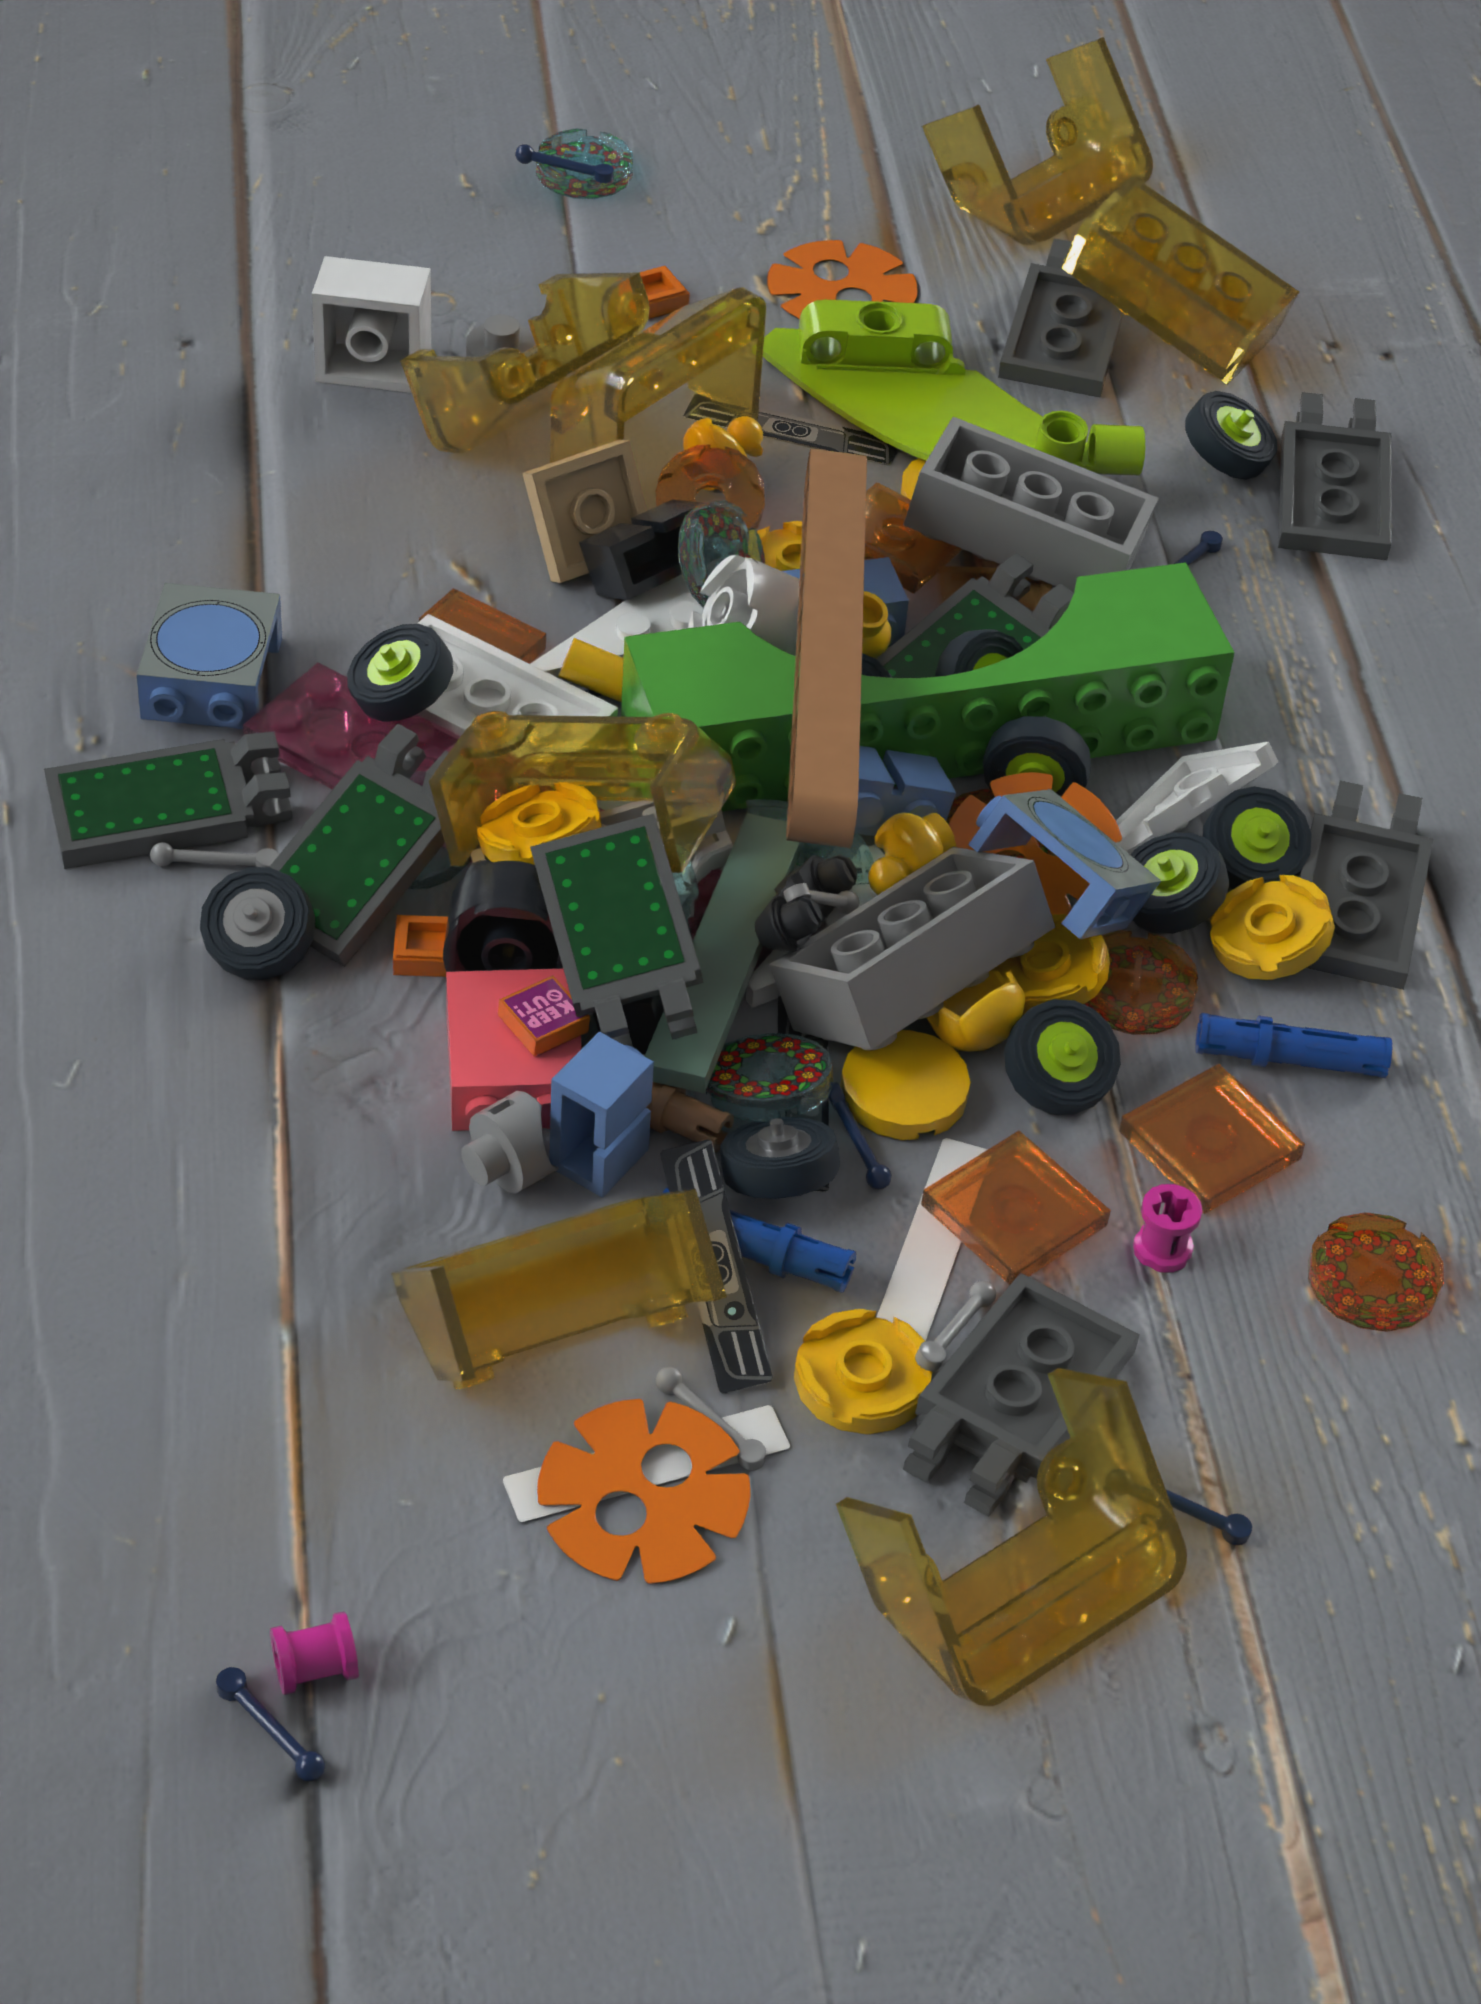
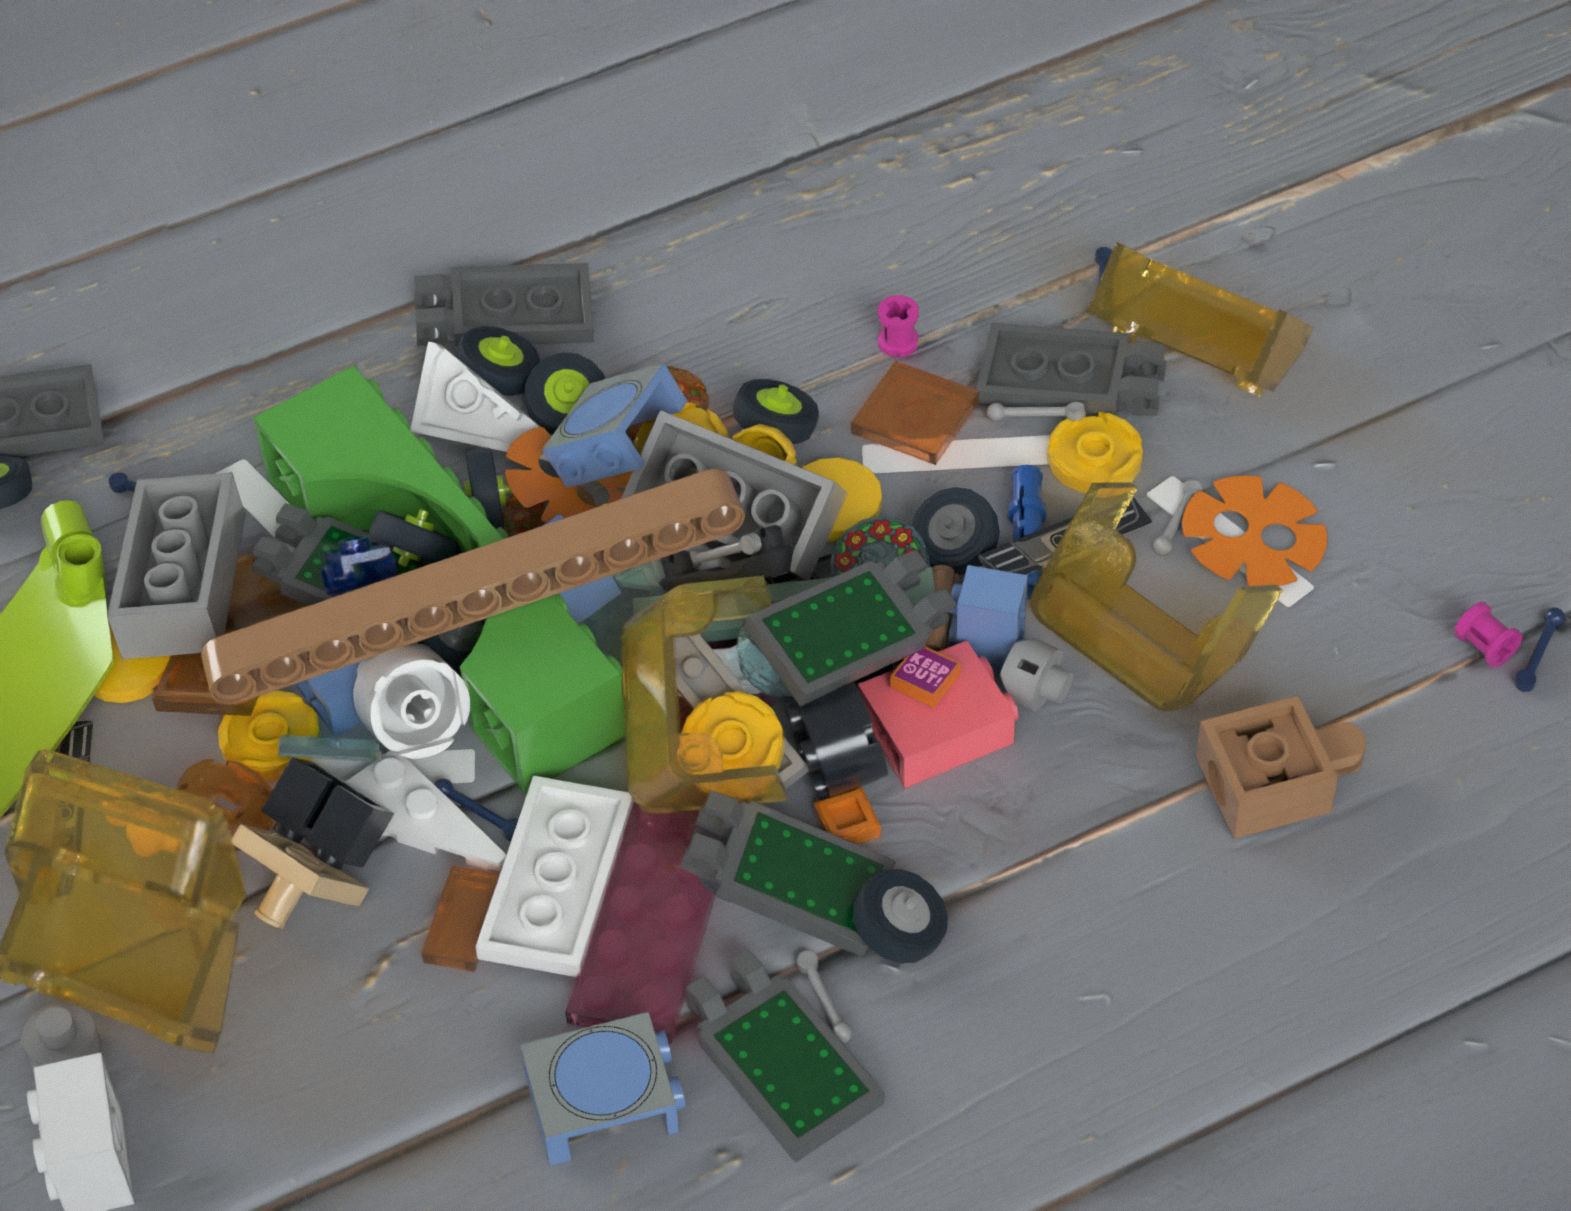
camera: 105 degrees left, 5 degrees up
(236, 1311) = (1279, 742): none -> medium nougat brick
(400, 672) = (591, 907): black wheel -> none
(593, 669) = (493, 795): yellow cylinder -> none
(877, 1175) = (923, 492): dark blue hinge -> none
(929, 605) = (374, 563): none -> clear blue brick
(1212, 1137) = (793, 333): clear orange tile -> none
(1272, 927) = (583, 326): yellow tile -> none
(1279, 1043) = (700, 340): blue pin -> none
(1375, 1272) = (863, 235): clear orange tile -> none

